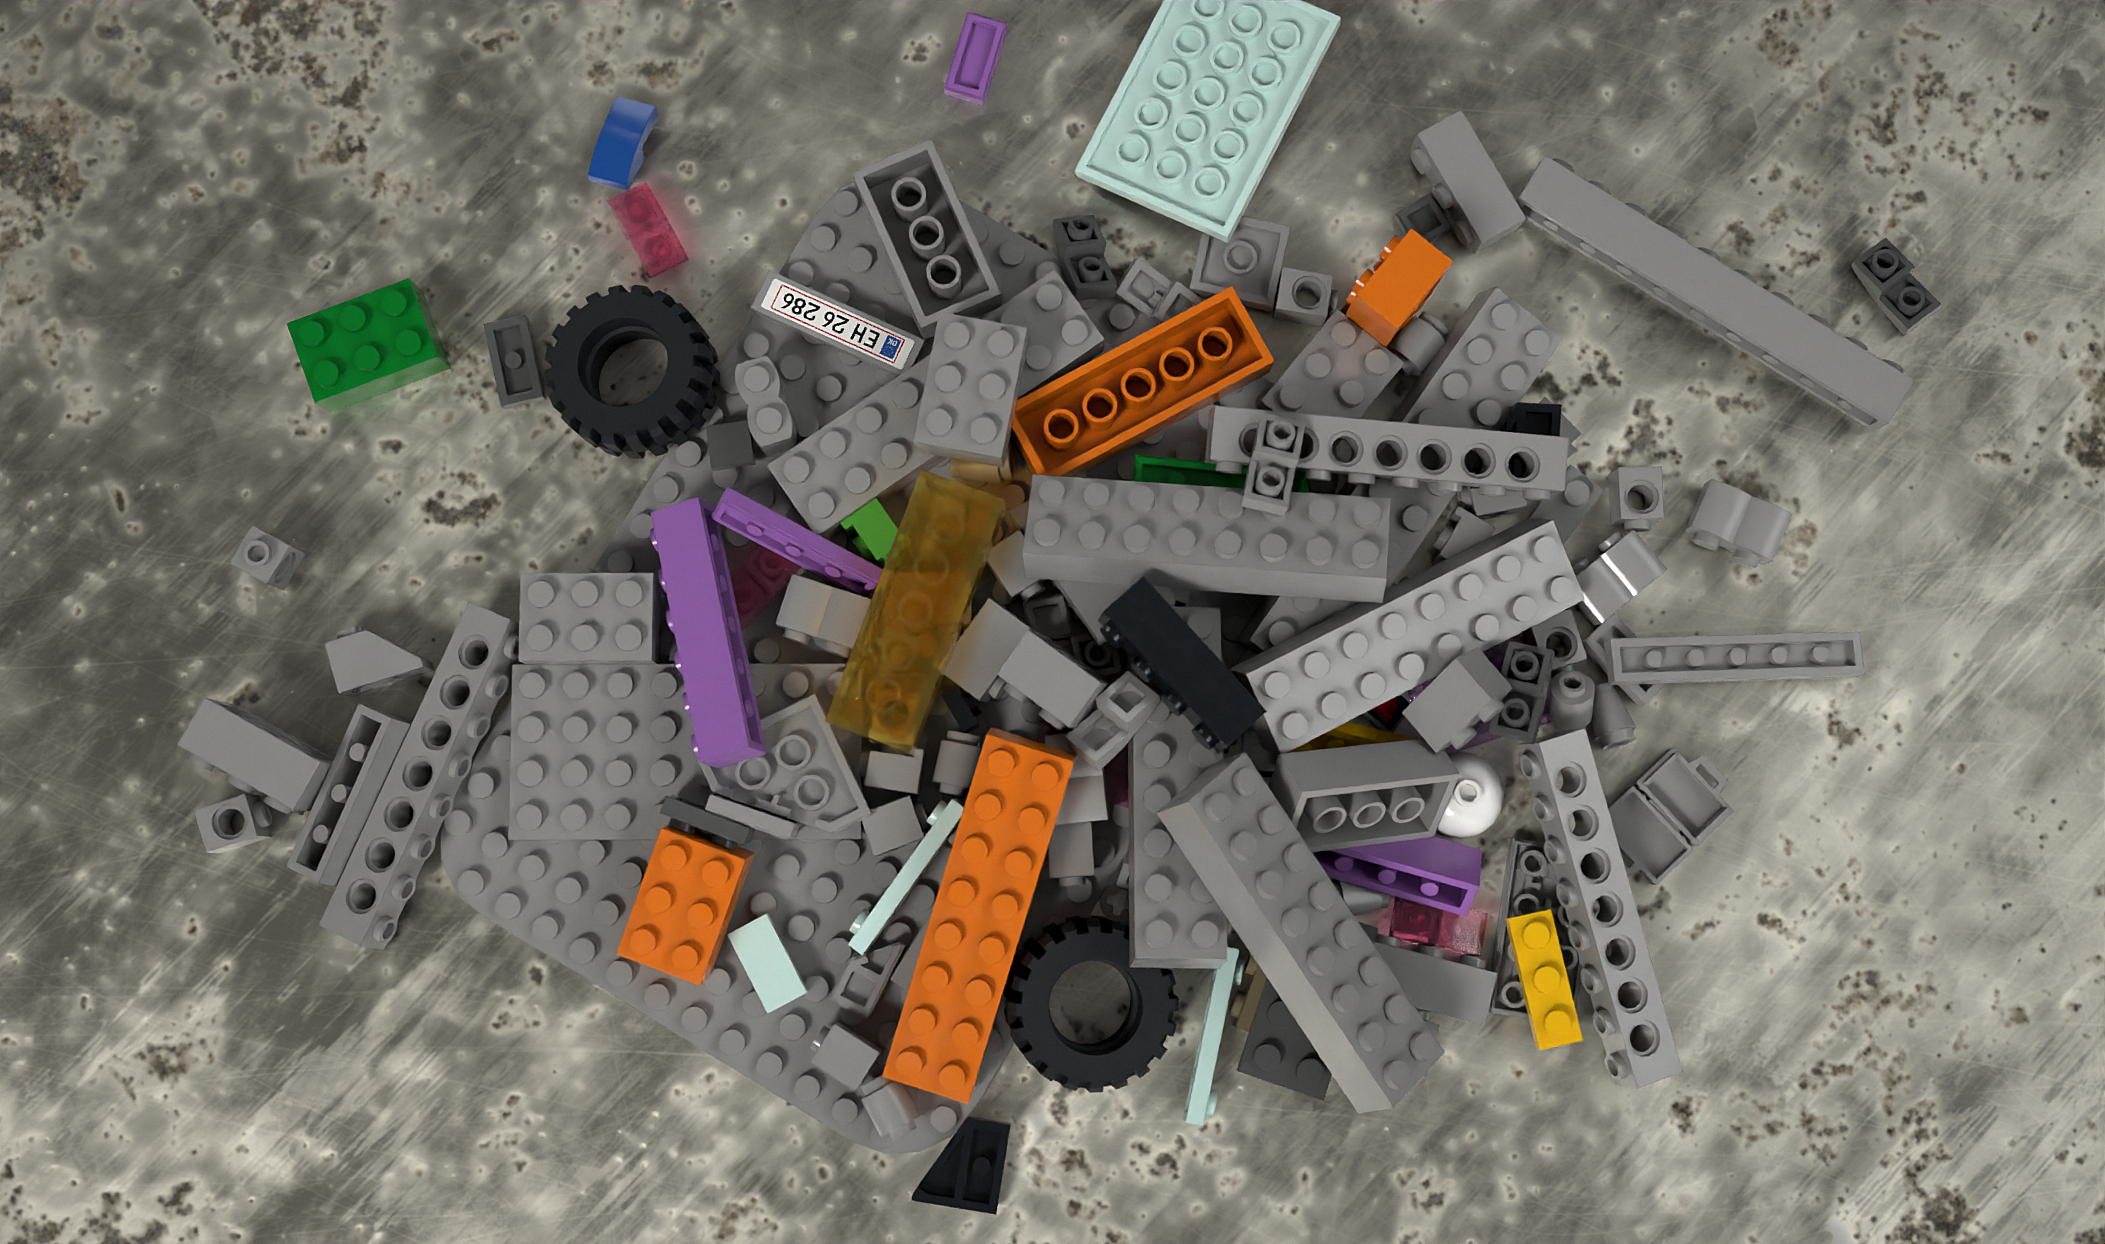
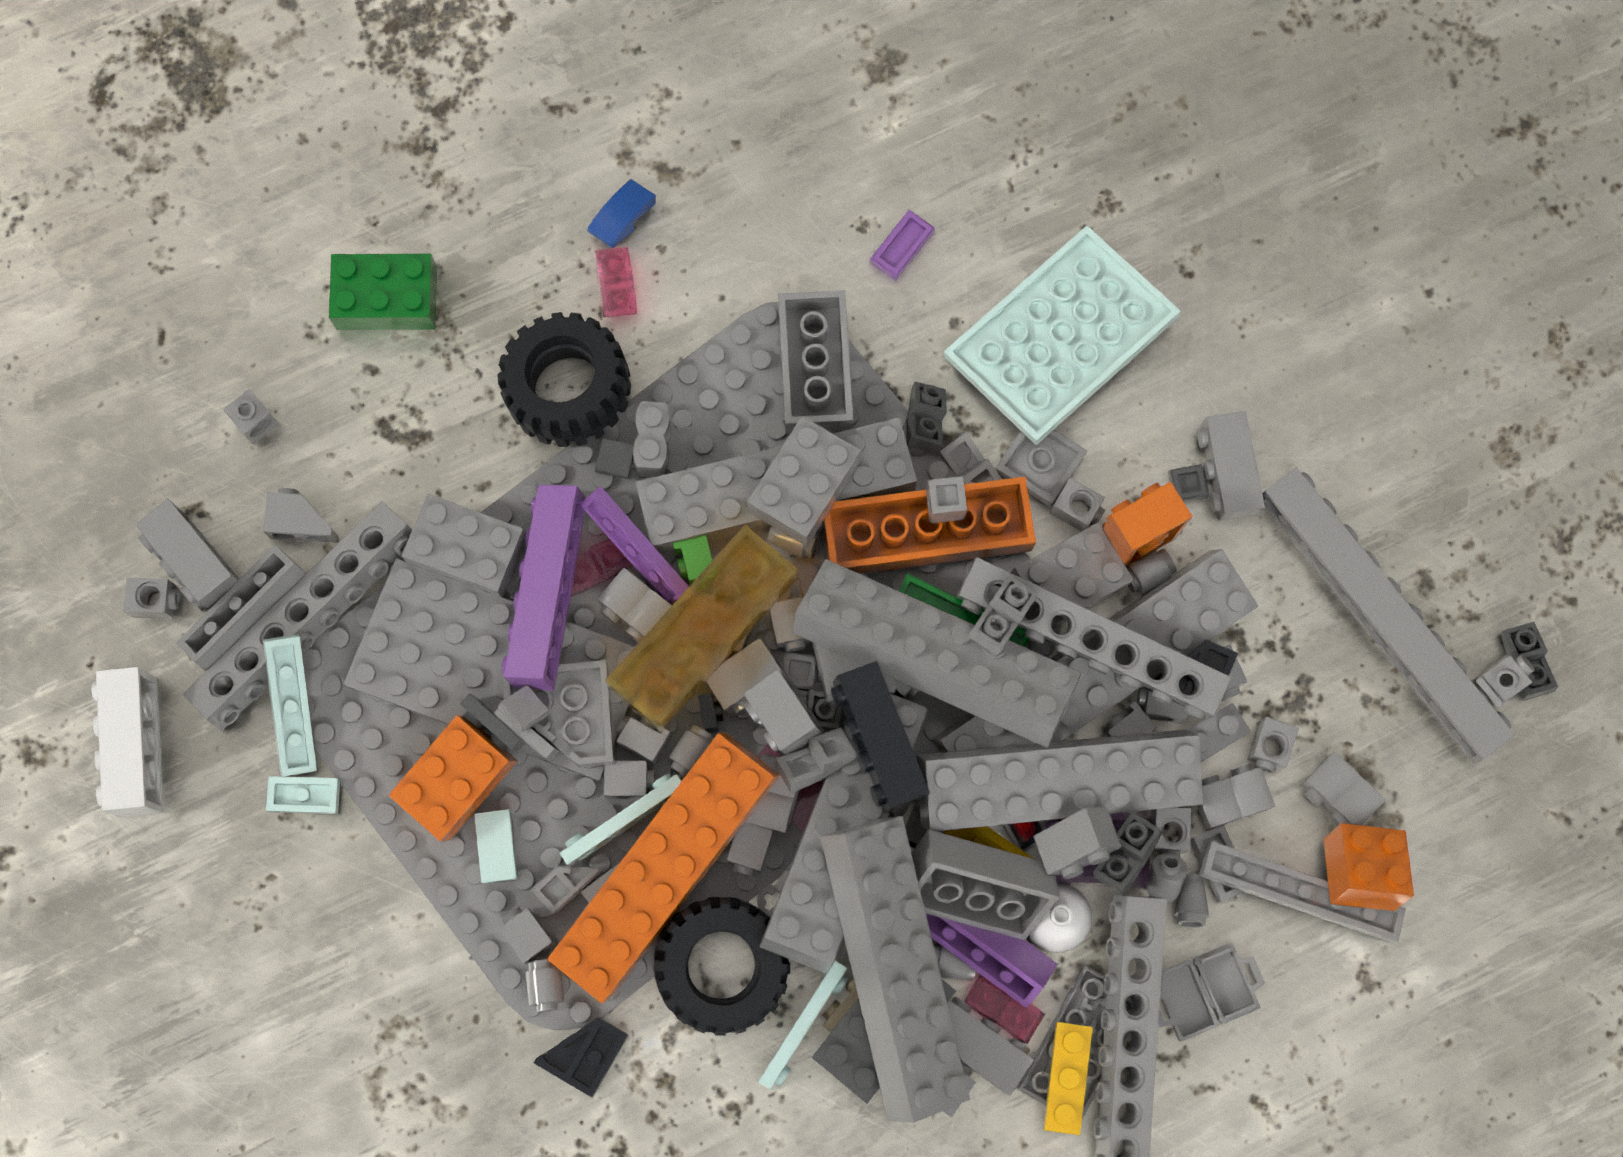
camera: 20 degrees right, 5 degrees down
(275, 1008) = (128, 742): none -> white brick
(453, 889) = (289, 705): none -> light aqua plate
(512, 989) = (303, 795): none -> light aqua plate
(514, 362) = (483, 341): dark grey plate -> none
(739, 790) = (523, 709): none -> light grey tile
(837, 324) = (726, 399): tile -> none
(1151, 349) = (946, 499): none -> light grey brick
(1801, 600) = (1368, 867): none -> orange brick
(1879, 298) = (1511, 664): none -> light grey brick

